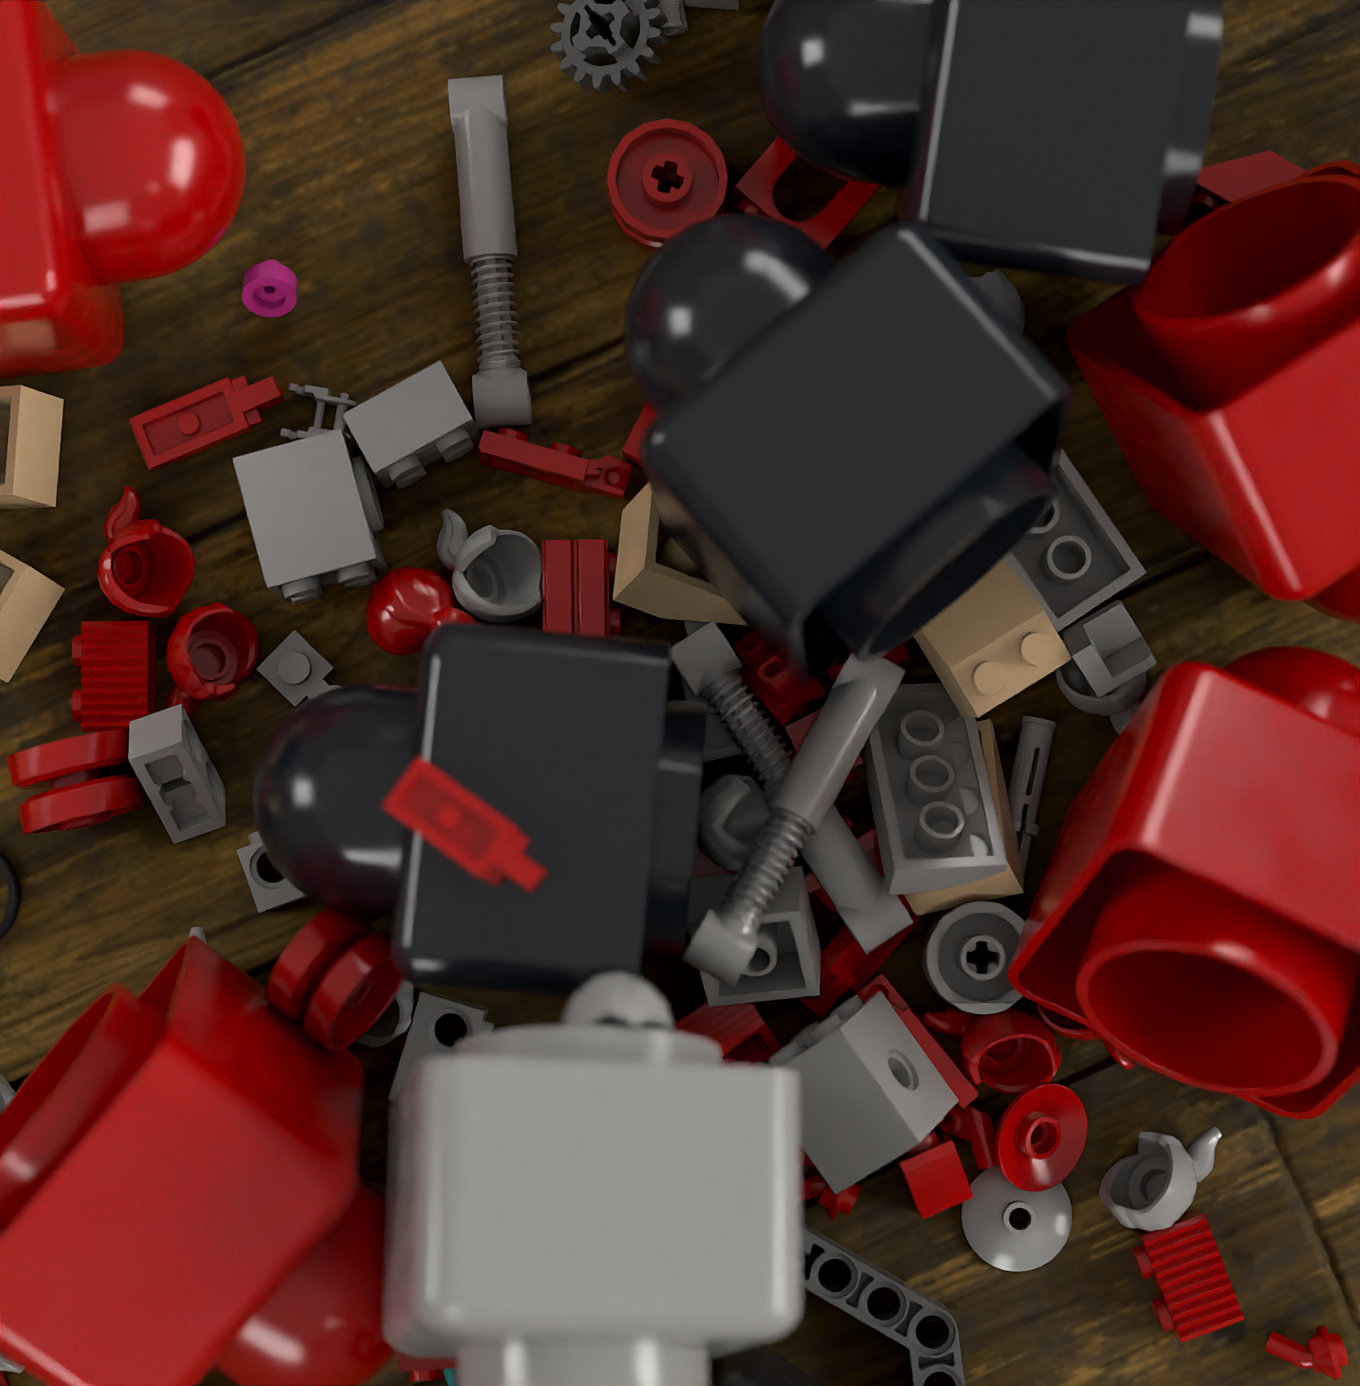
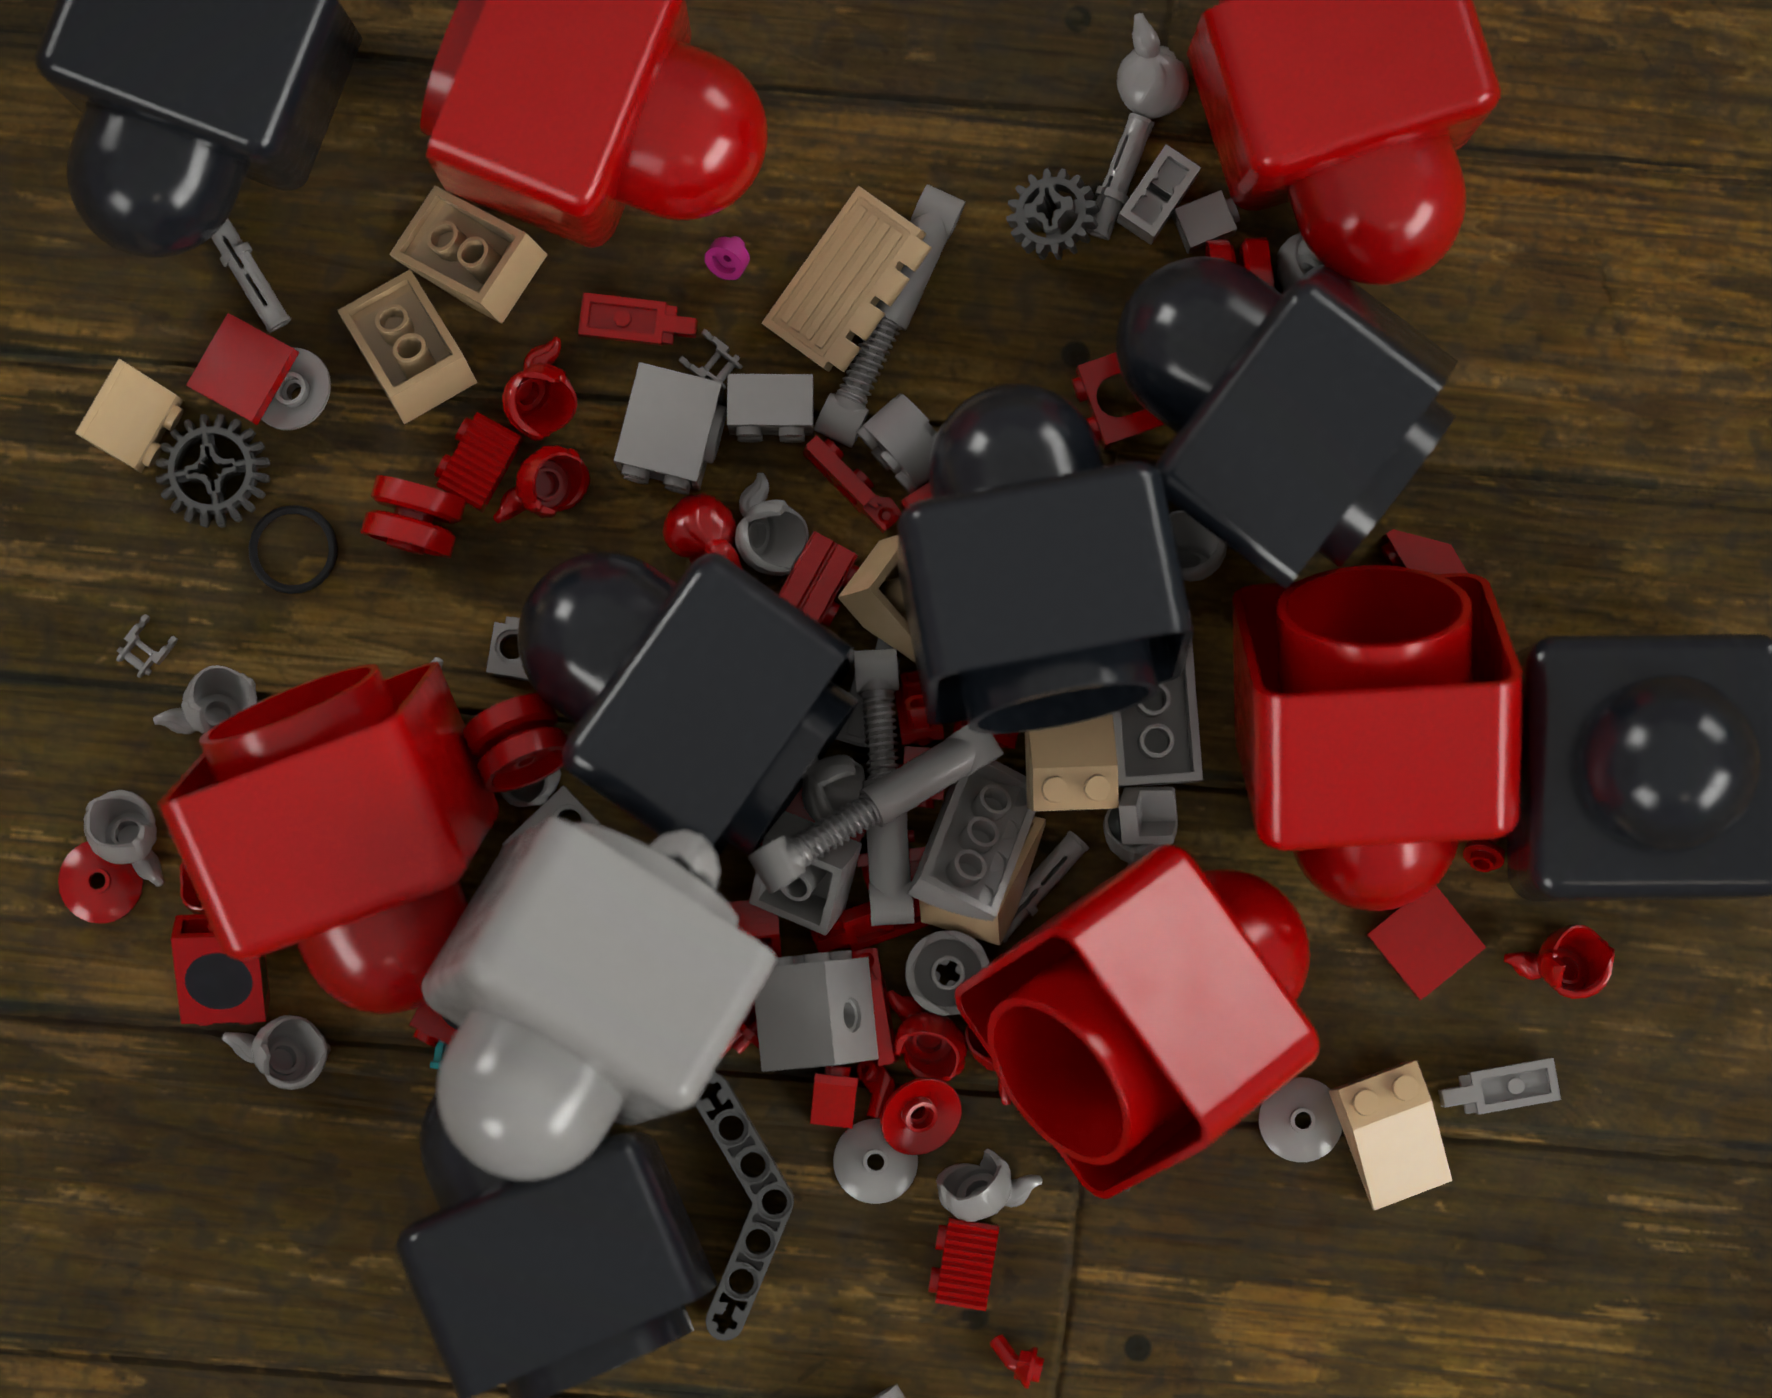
camera: 25 degrees right, 0 degrees up
(177, 773) = (484, 549): light grey brick -> none
(297, 670) = (601, 525): light grey plate -> none
(417, 237) = (846, 279): none -> tan hinge
(462, 826) = (655, 688): red hinge -> none
(586, 382) = (901, 441): none -> light grey brick
(660, 155) = (1036, 315): red wheel -> none
(843, 1202) = (760, 1081): red plate -> none

